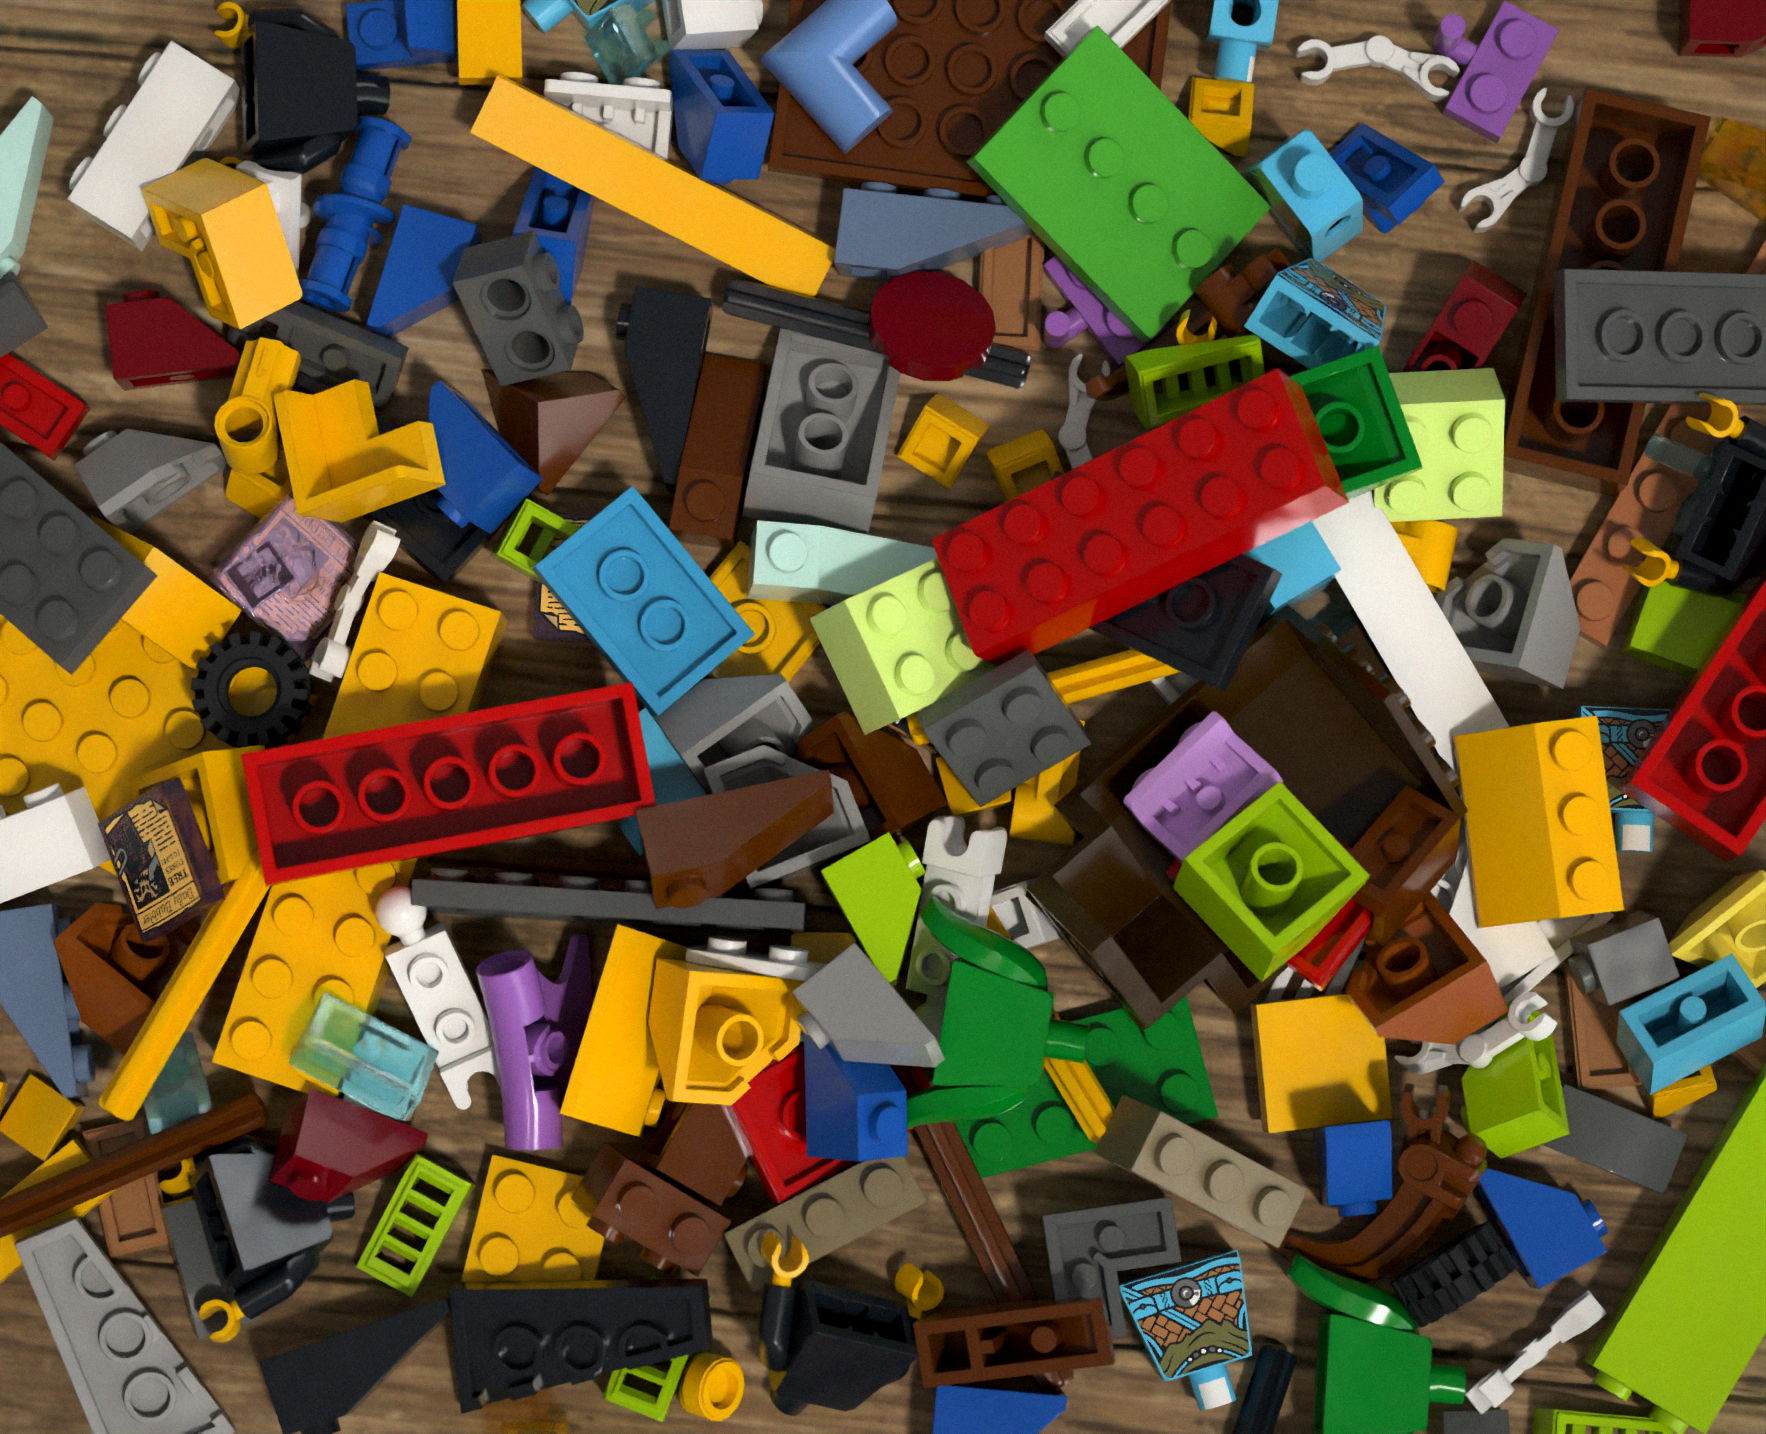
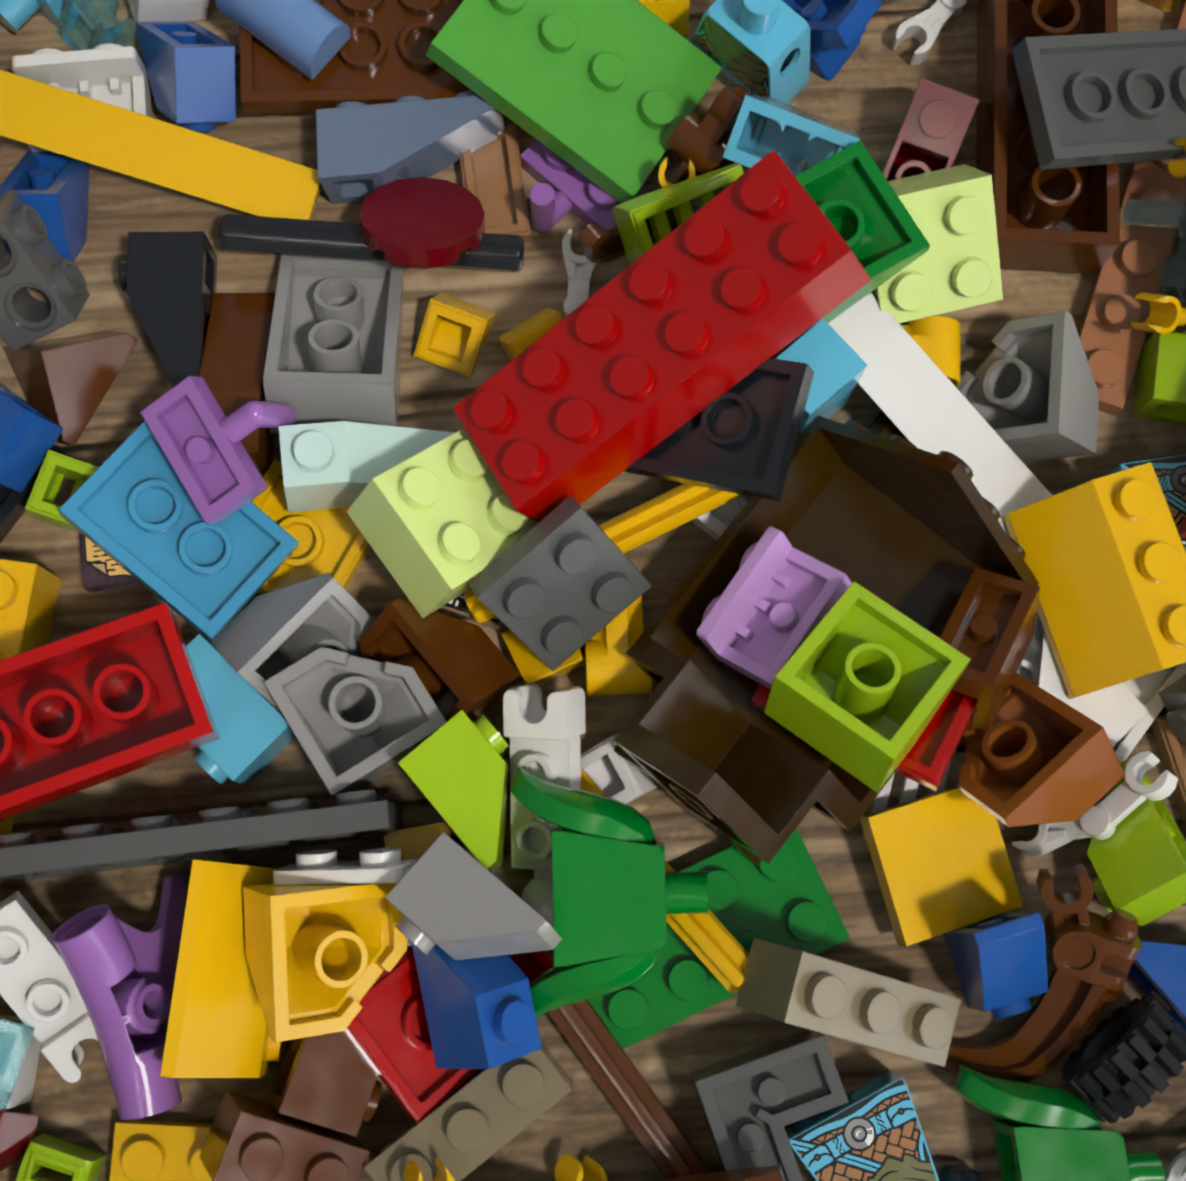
camera: 15 degrees left, 5 degrees down
(687, 530) = (208, 445): none -> medium lavender plate
(718, 839) = (289, 747): reddish brown slope -> none

